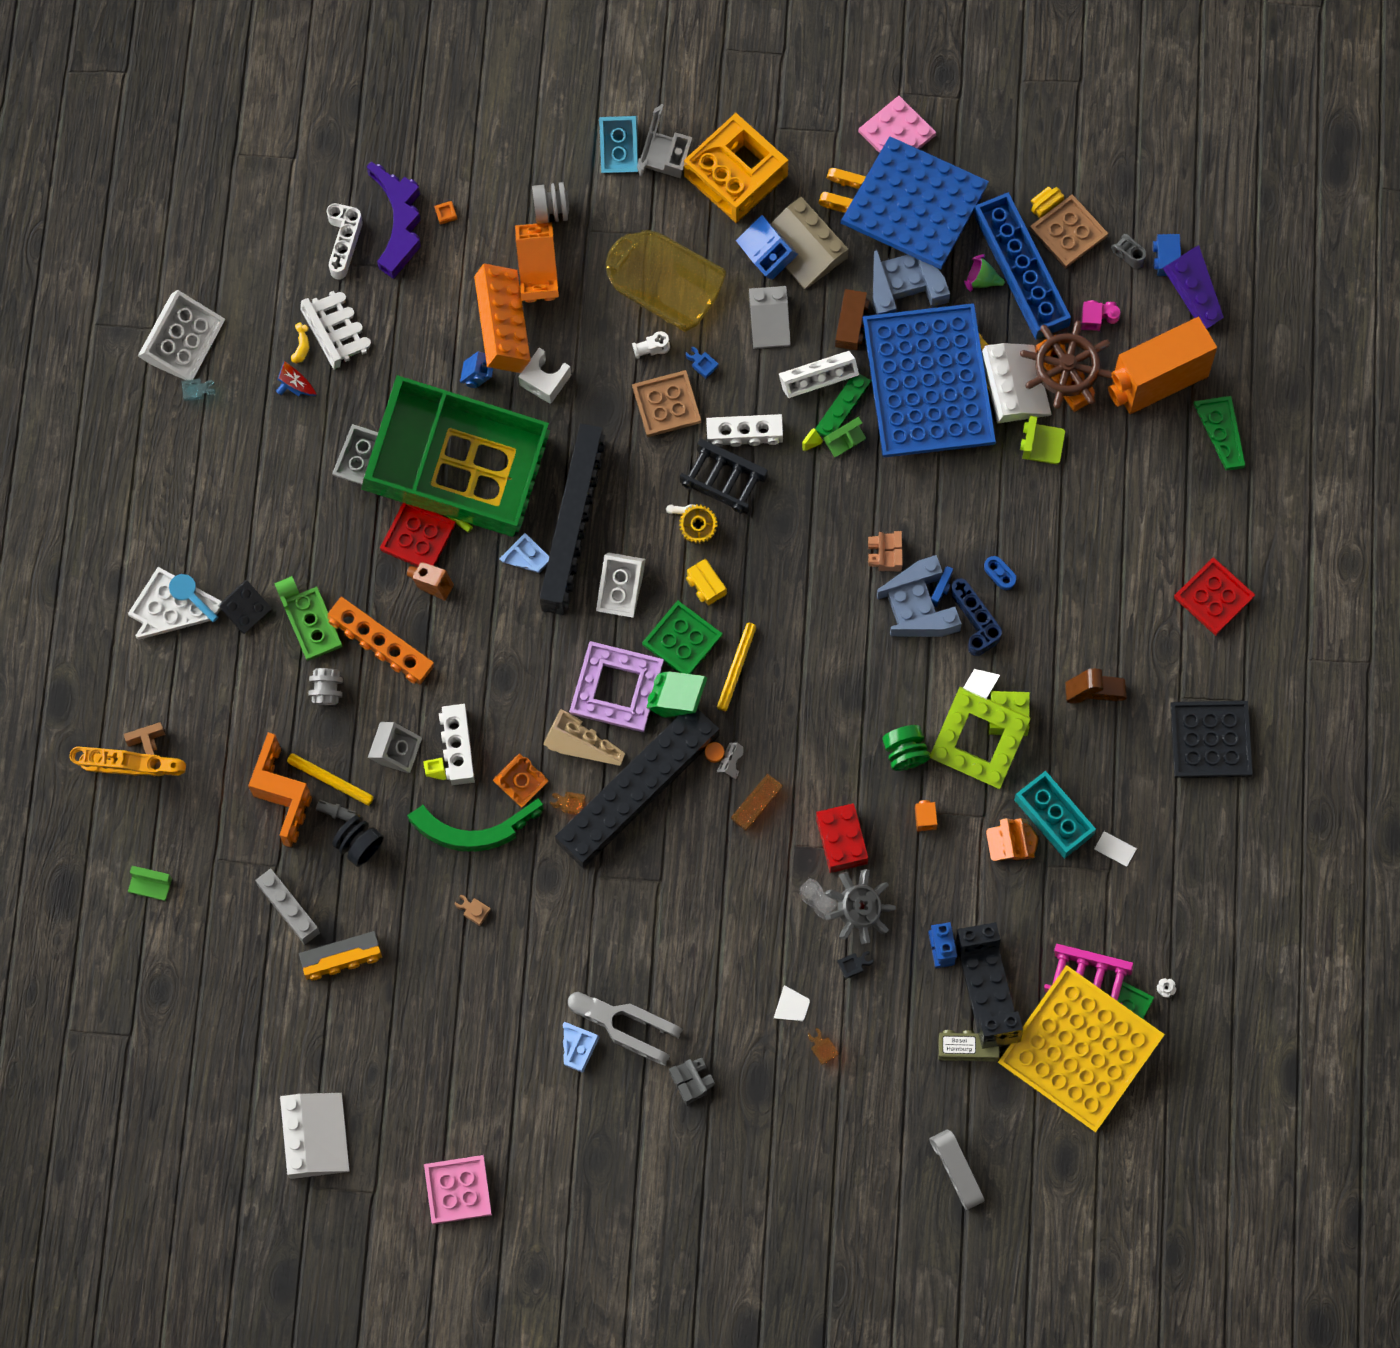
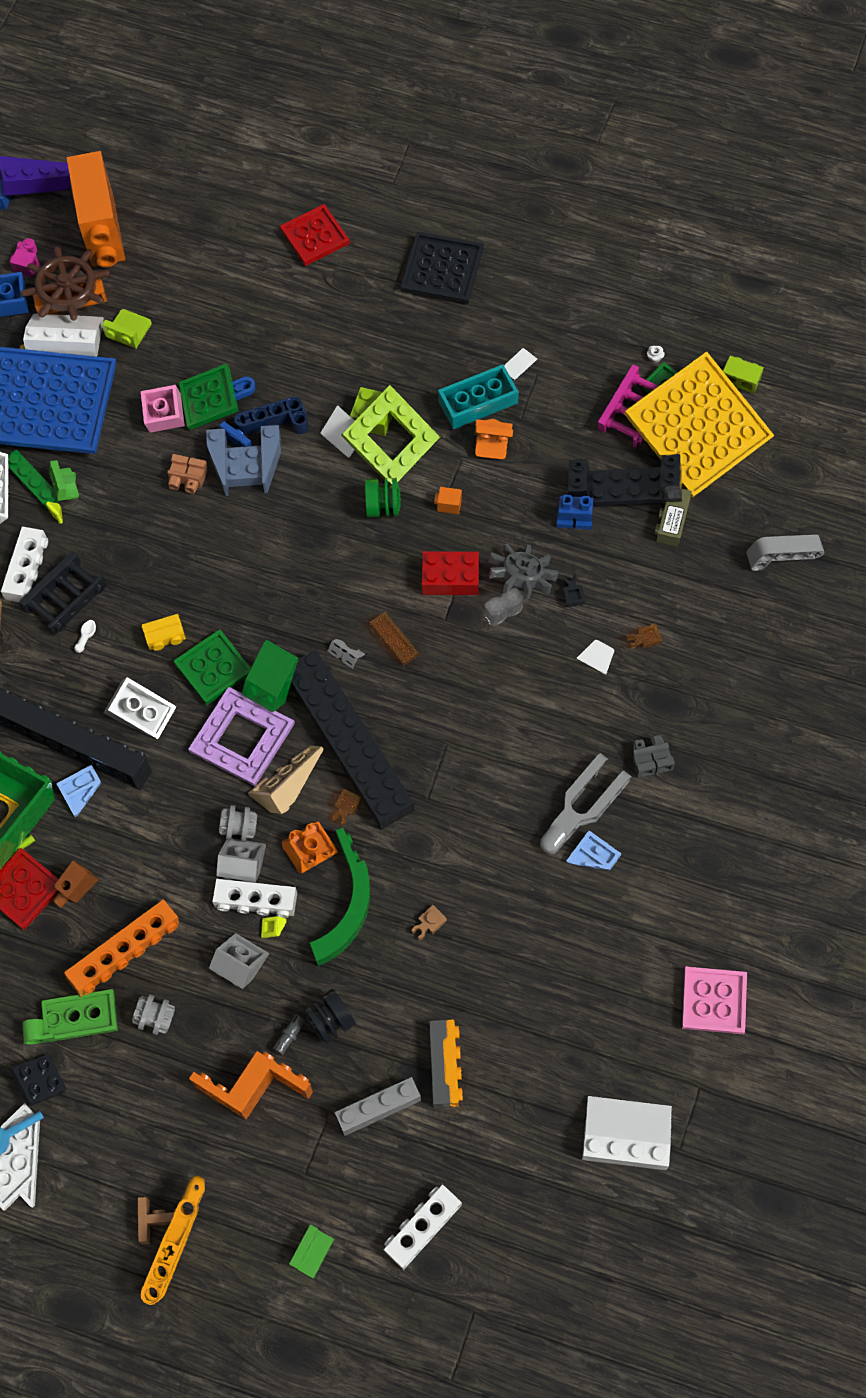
camera: 75 degrees left, 5 degrees down
(213, 991) = (403, 1256): none -> white brick
(330, 779) = (252, 1034): yellow axle -> none
(491, 721) = (240, 860): none -> light grey slope
(525, 707) = (237, 823): none -> light grey piece
(689, 518) = (102, 632): yellow brick -> none
(714, 752) = (334, 664): orange tile -> none
(736, 666) = (255, 626): yellow axle -> none
(952, 505) = (162, 408): none -> bright pink brick
(979, 545) = (208, 396): none -> green plate
(1093, 685) = (370, 336): reddish brown beam -> none
(1163, 1084) = (743, 373): none -> lime brick
(1222, 428) = (167, 193): green wing -> none

